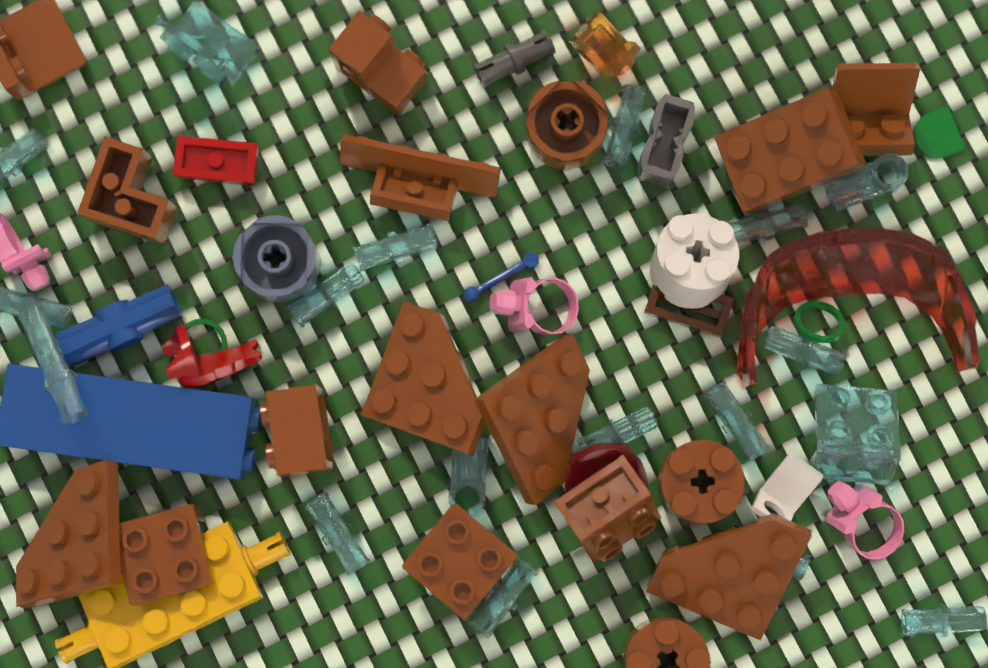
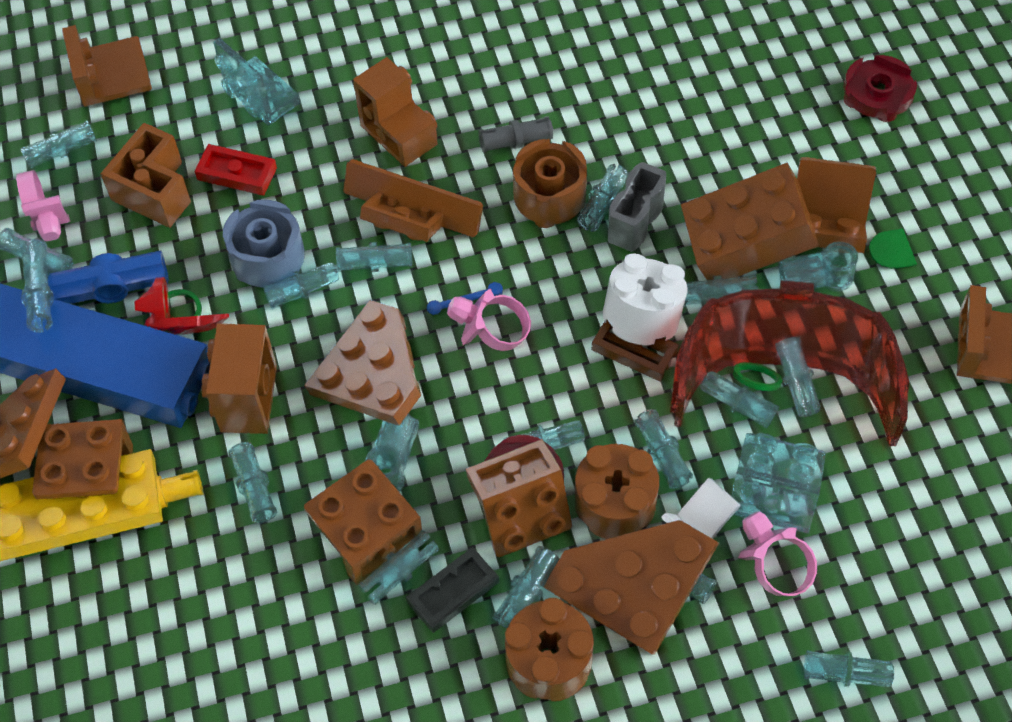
camera: 10 degrees right, 25 degrees down
(537, 416) = (469, 406): dark orange plate -> none
(560, 610) = (452, 589): none -> pearl dark grey plate
(604, 46) = (596, 134): clear orange bracket -> none
(630, 596) = (527, 586): none -> clear light blue pin
(860, 316) = (798, 376): none -> clear light blue axle

